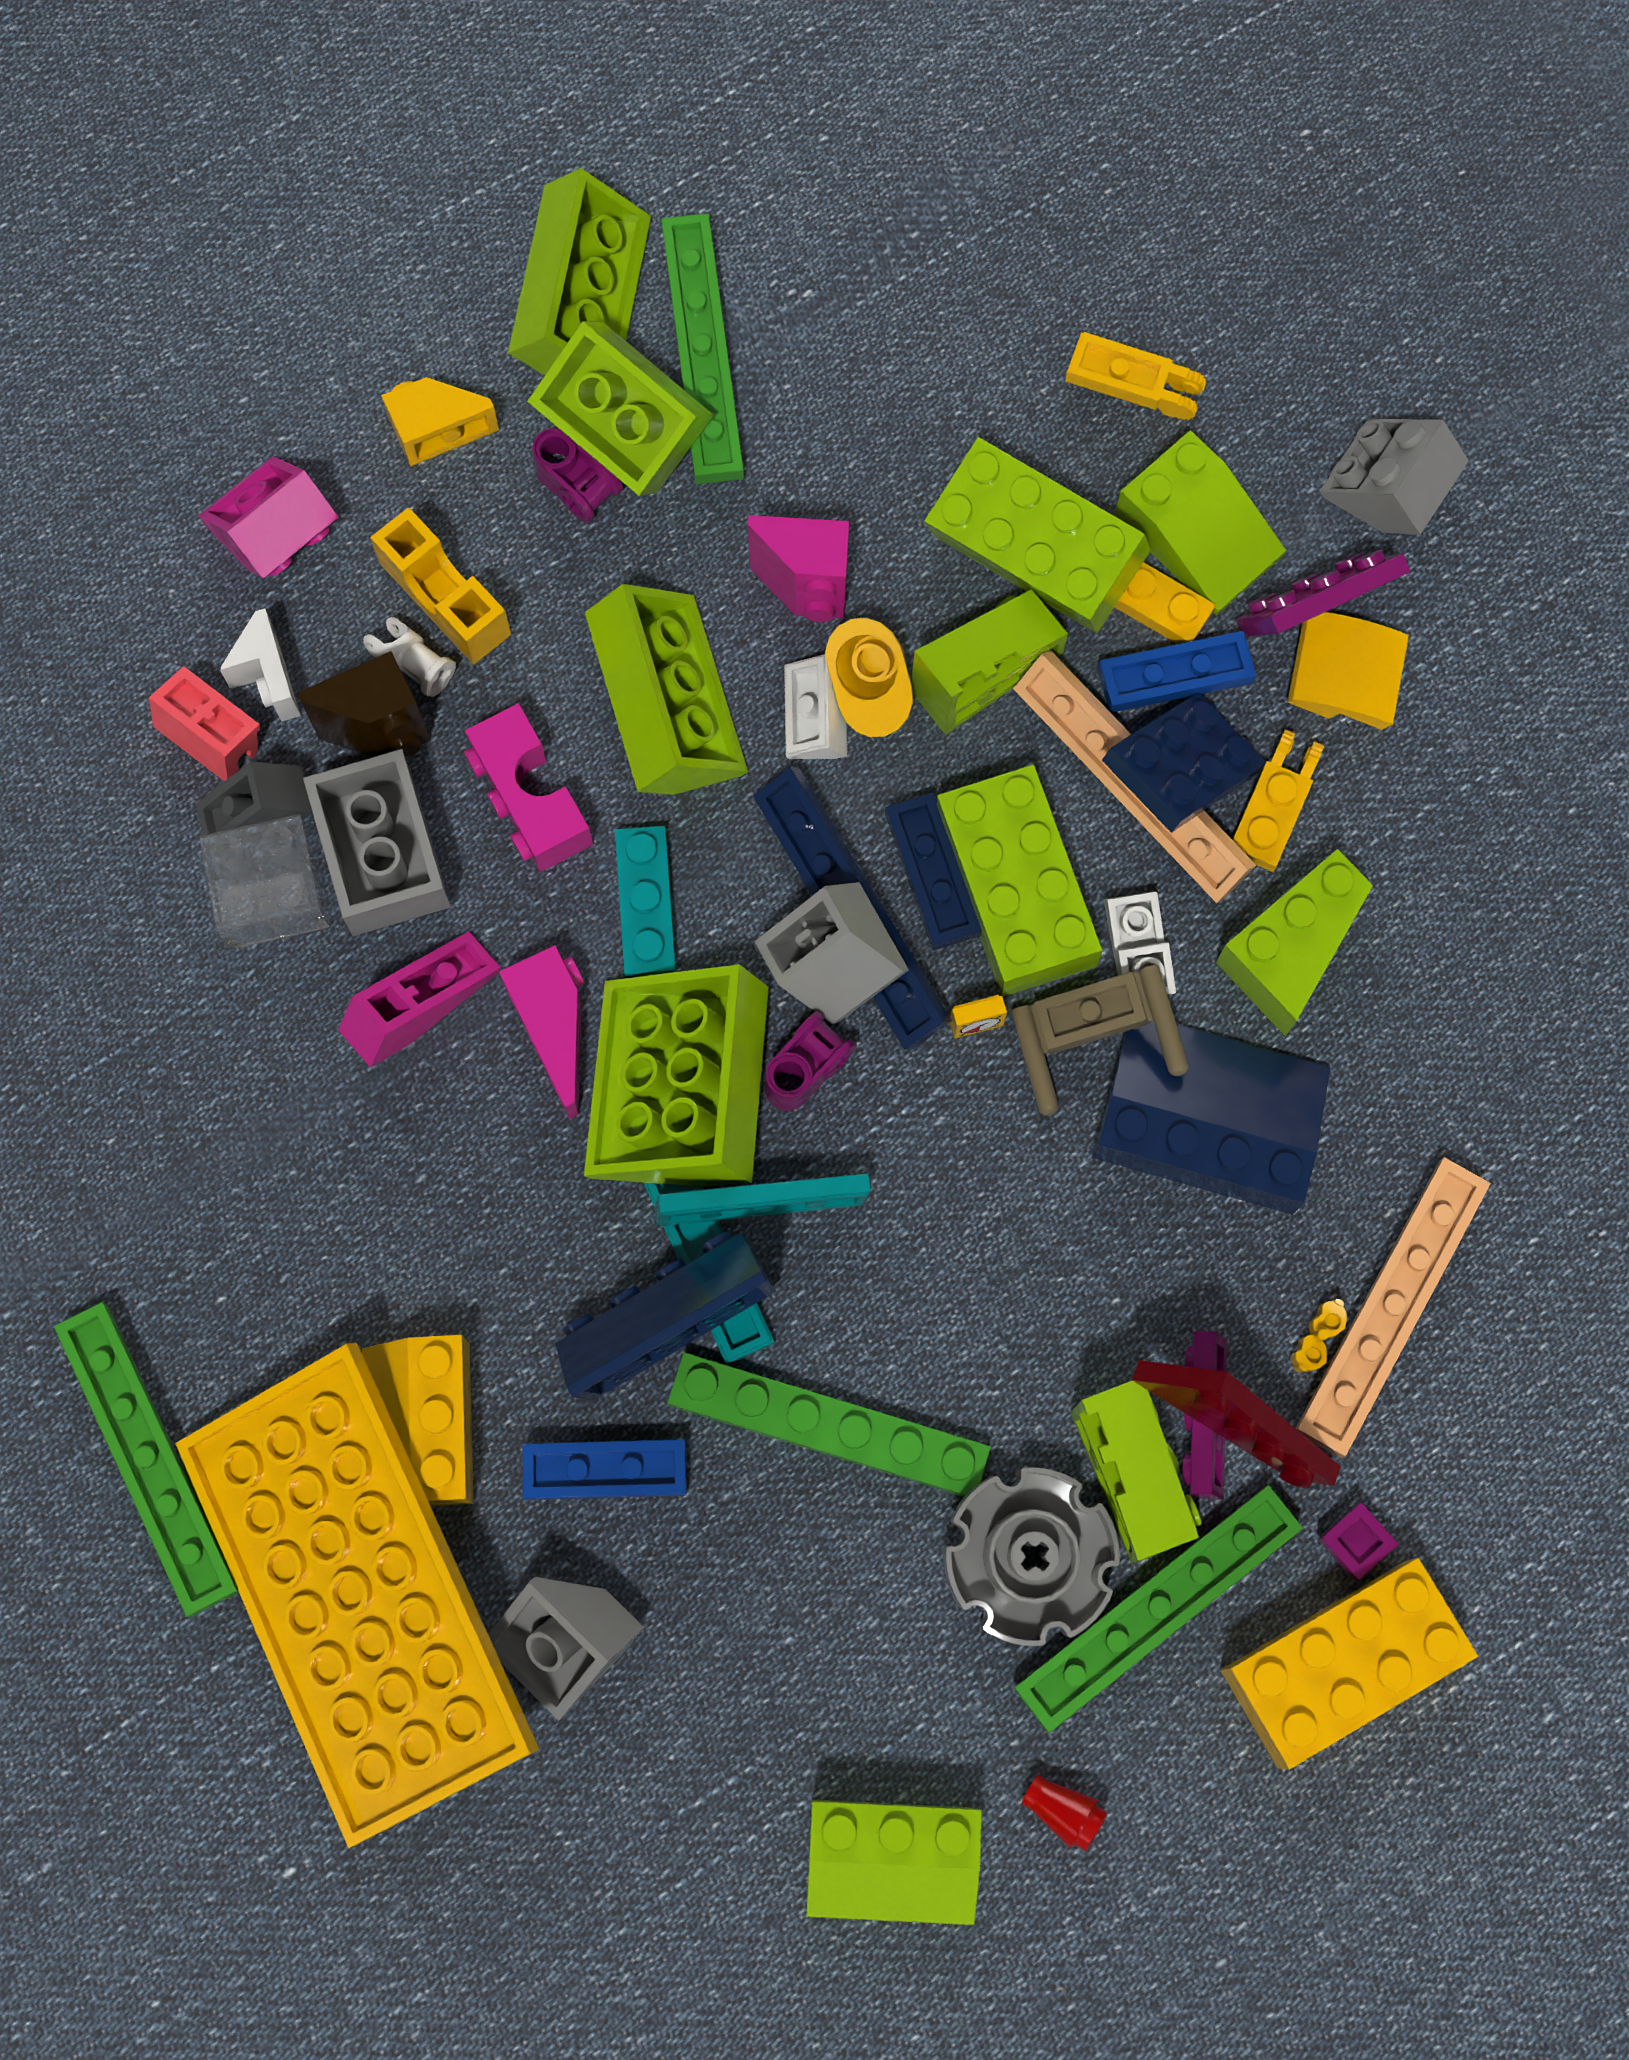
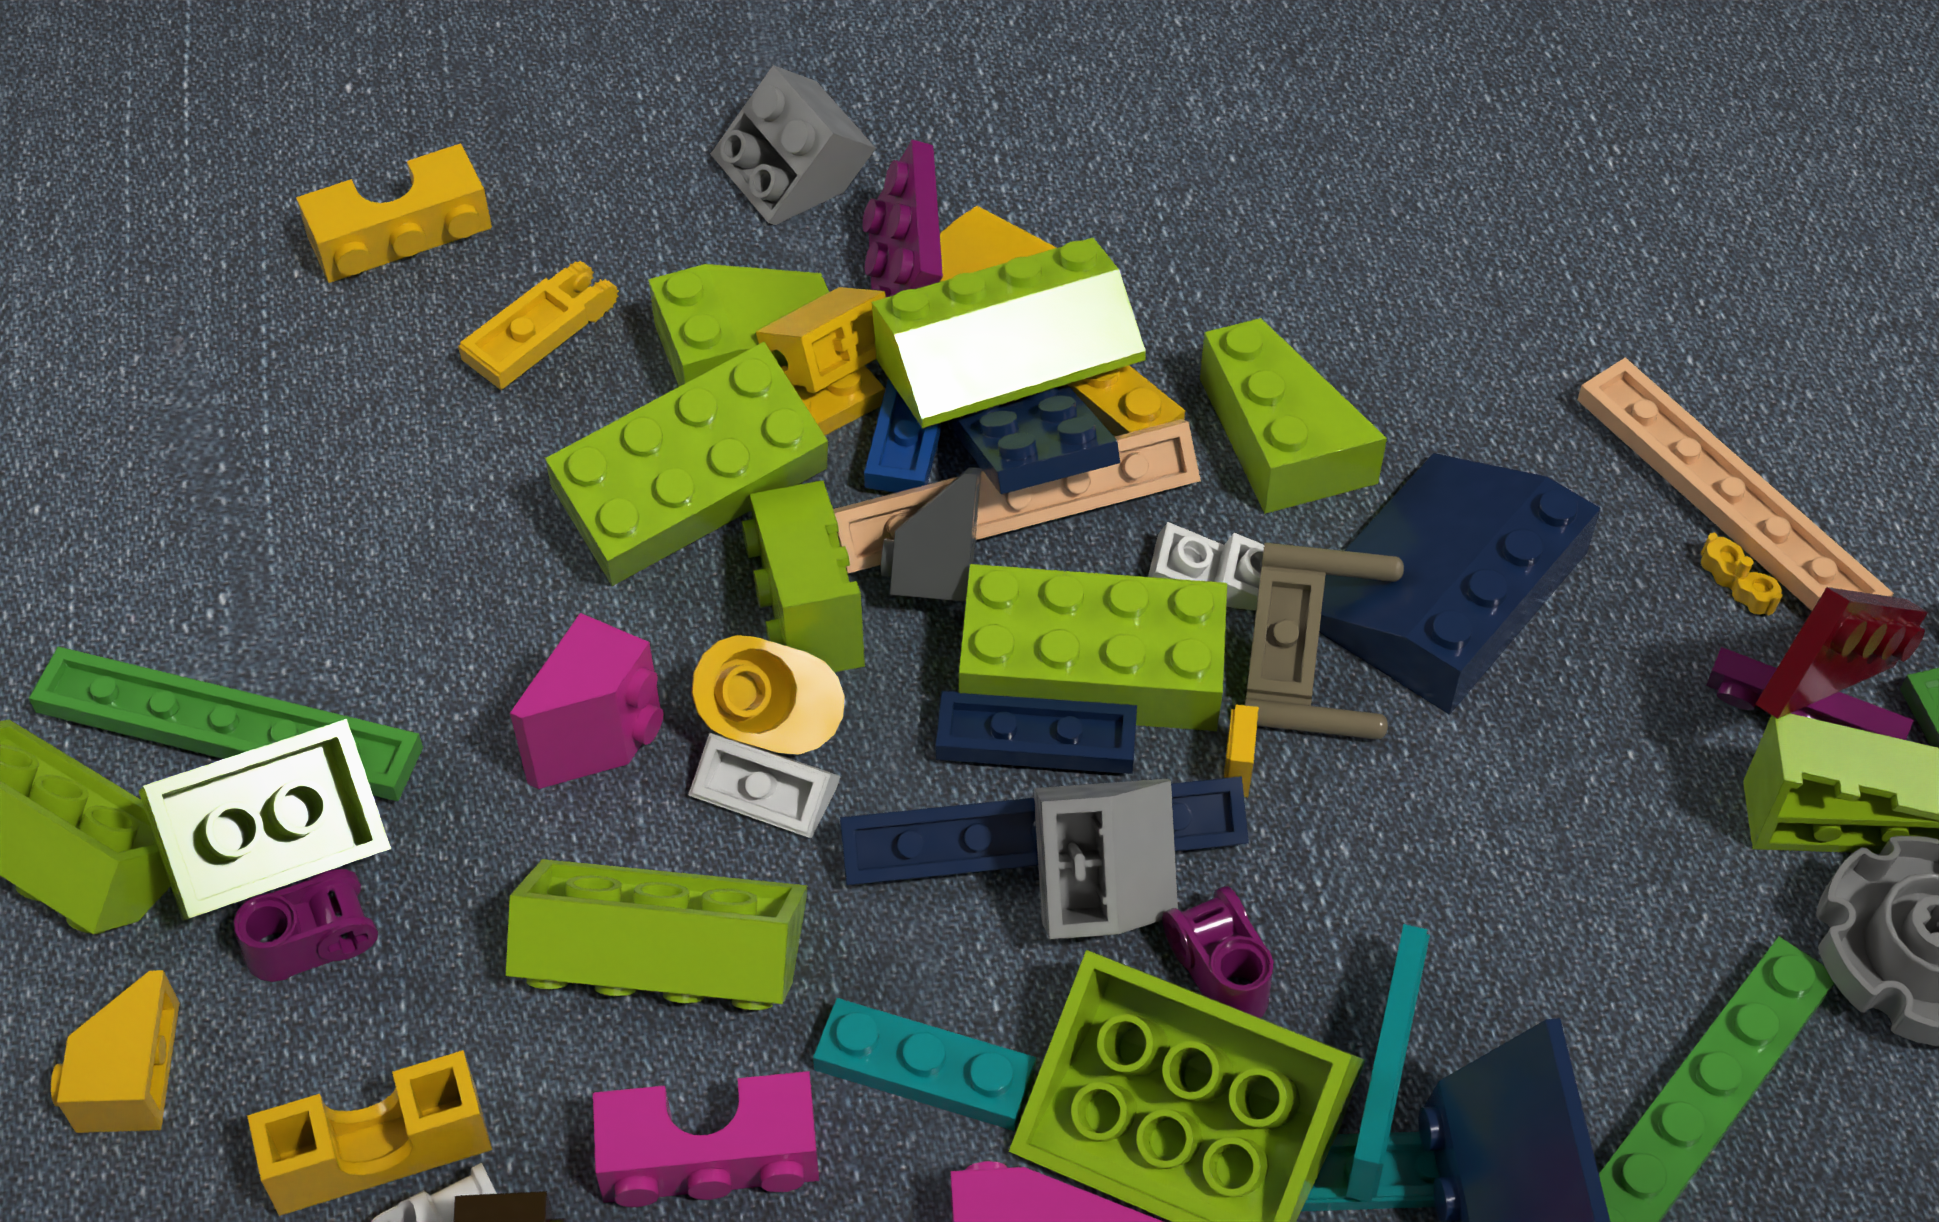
camera: 65 degrees left, 20 degrees down
(1051, 736) = (936, 544): none -> dark grey slope
(1205, 581) = (825, 337): none -> yellow hinge
(1208, 254) = (362, 234): none -> yellow arch
(1262, 705) = (1006, 332): none -> slope

